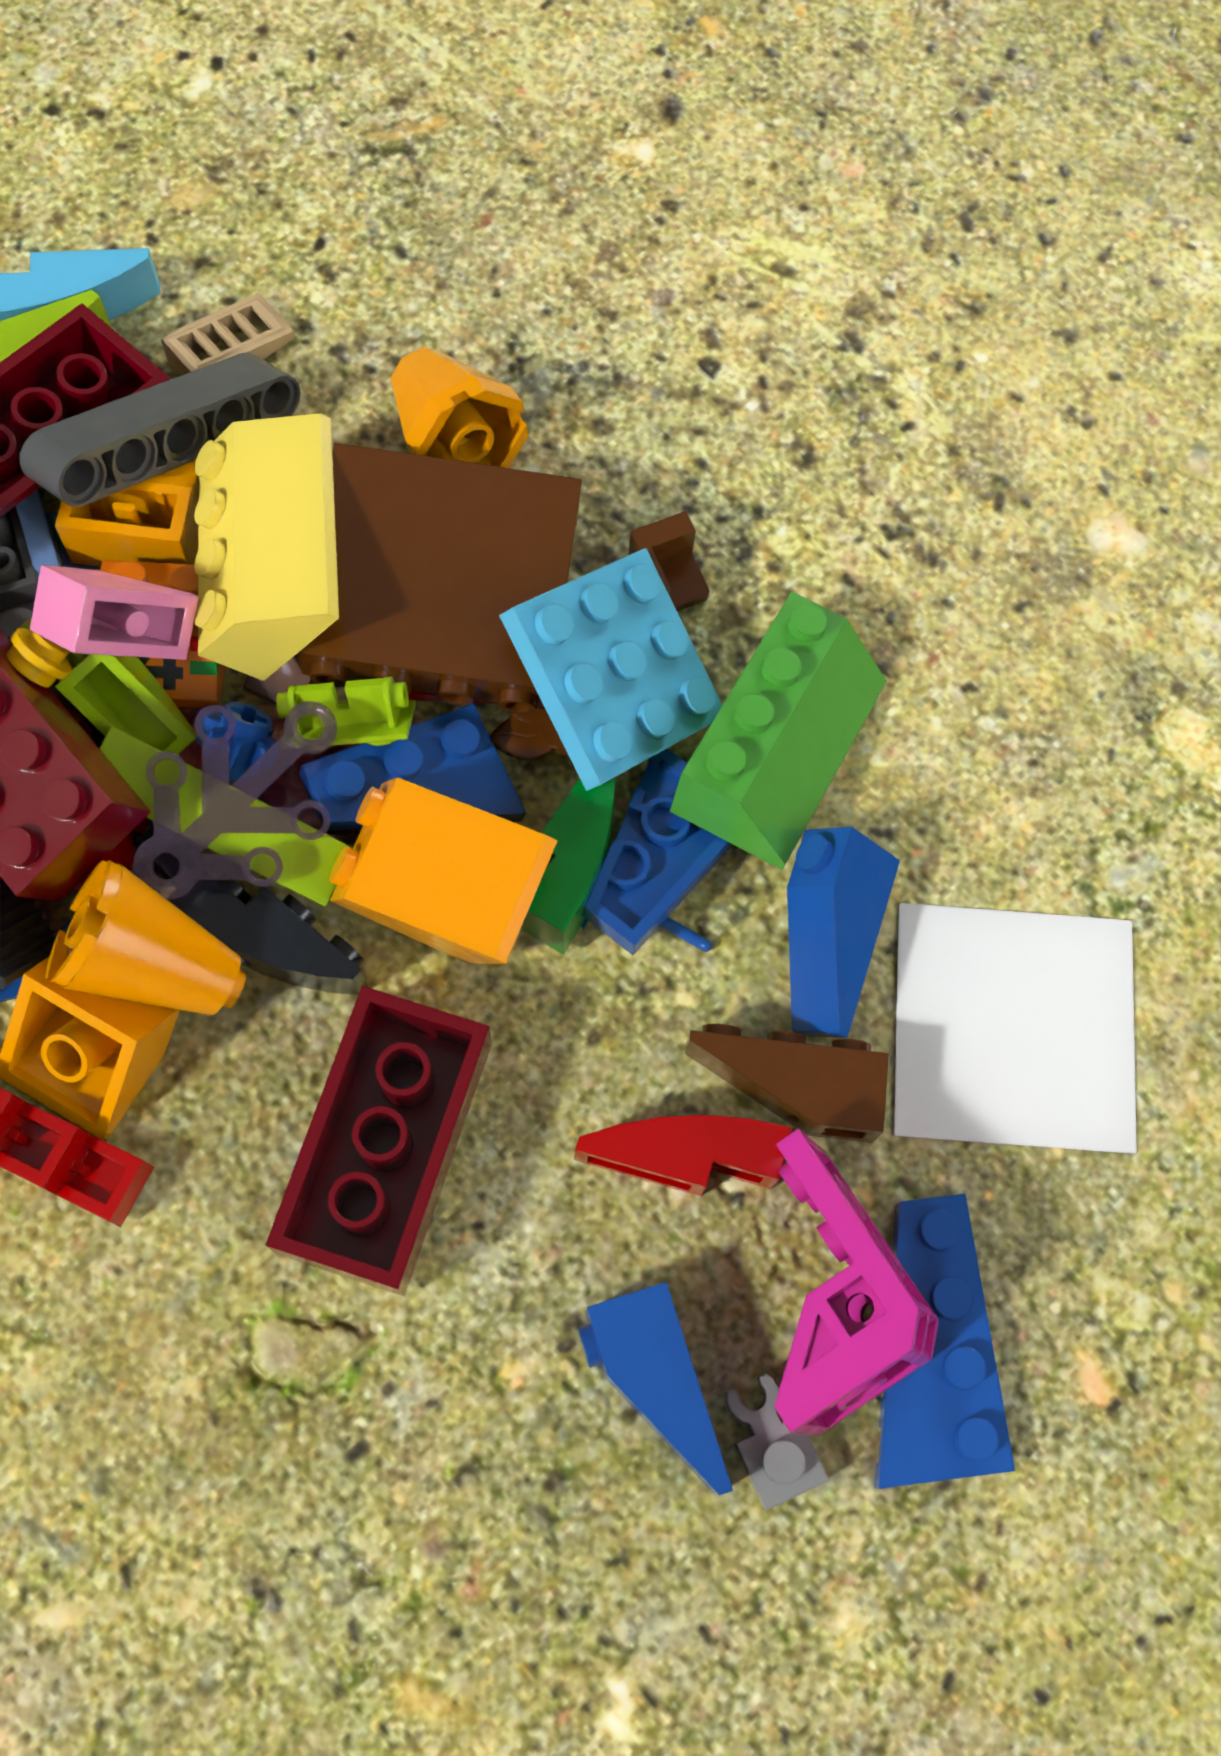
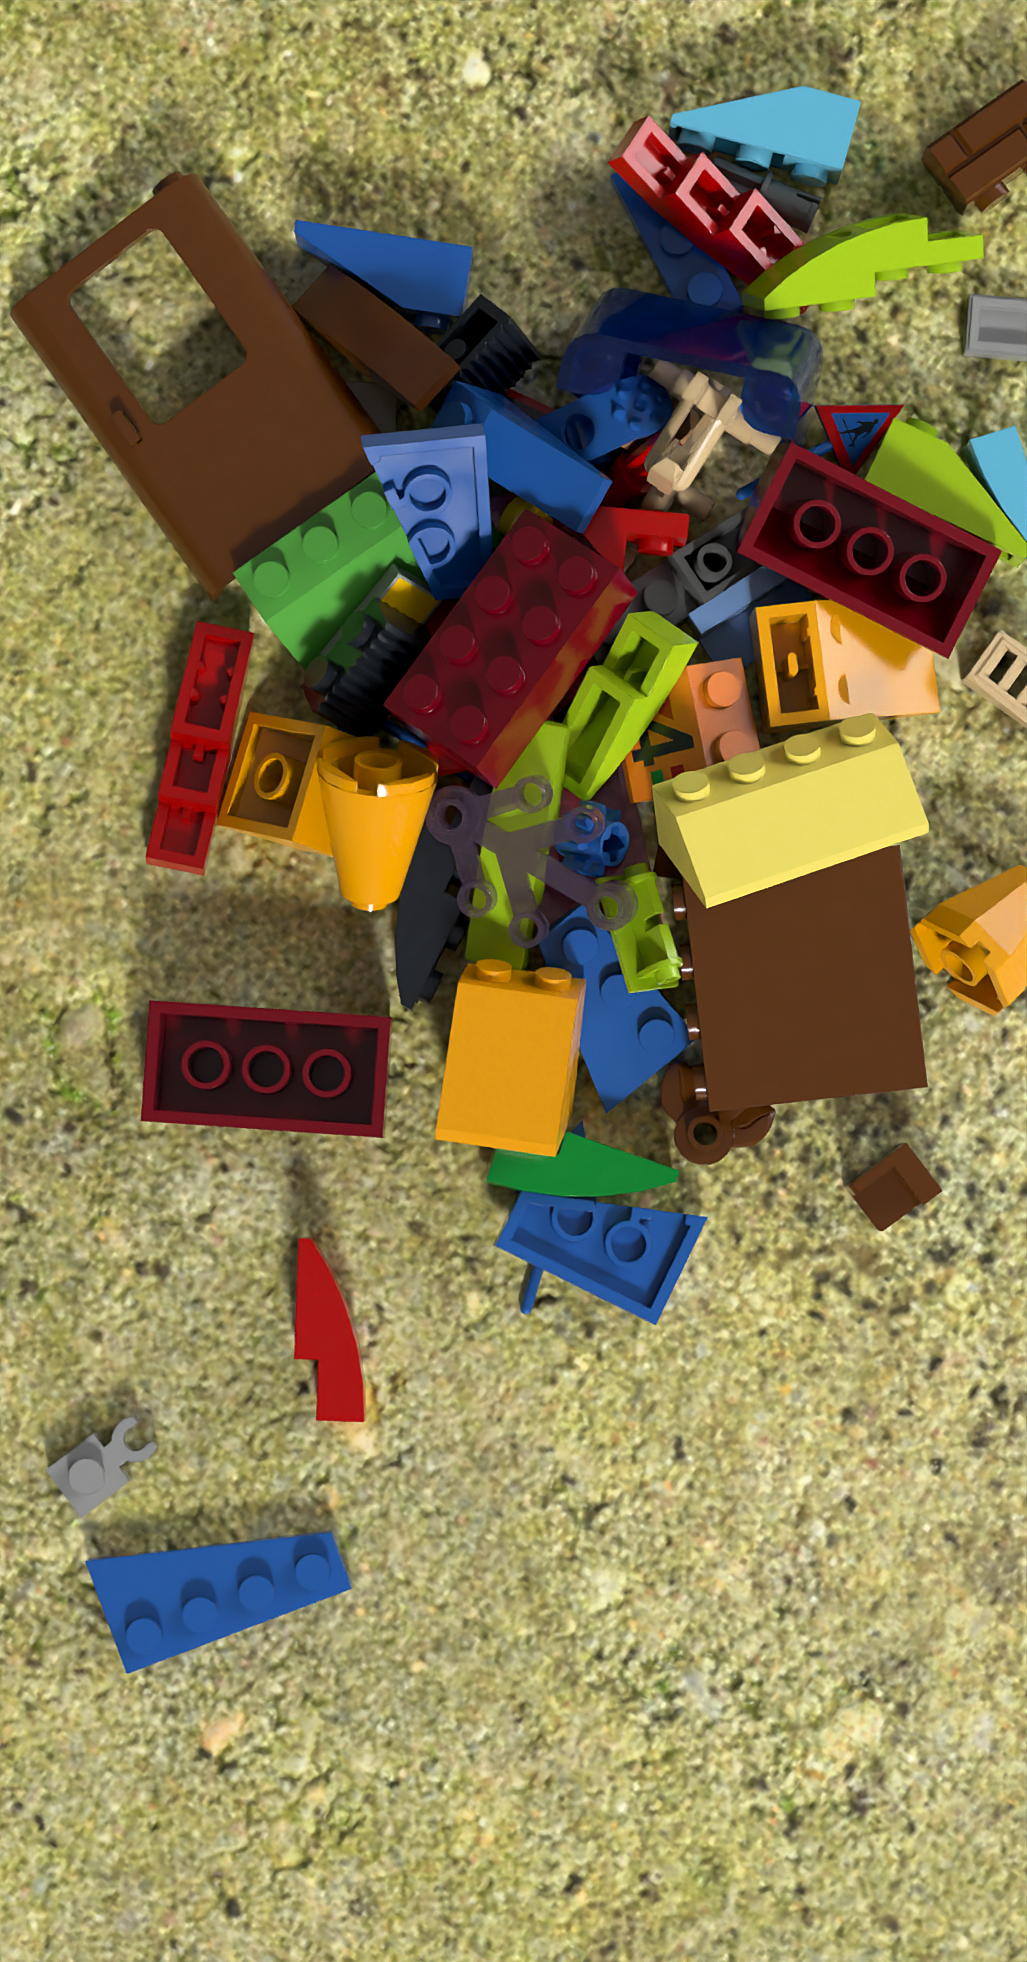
camera: 80 degrees right, 15 degrees up
(38, 658) = (608, 648): yellow plate -> none
(112, 614) = (656, 704): bright pink slope -> none
(153, 428) = (888, 672): dark grey beam -> none
(613, 667) = (753, 1164): medium azure plate -> none
(651, 1368) = (136, 1345): blue slope -> none
(781, 733) = (739, 1335): bright green slope -> none
(812, 1087) = (411, 1437): reddish brown slope -> none
(833, 925) = (569, 1420): blue slope -> none
(835, 1355) = (209, 1522): dark pink bracket -> none
(1015, 1028) = (522, 1608): white sticker -> none

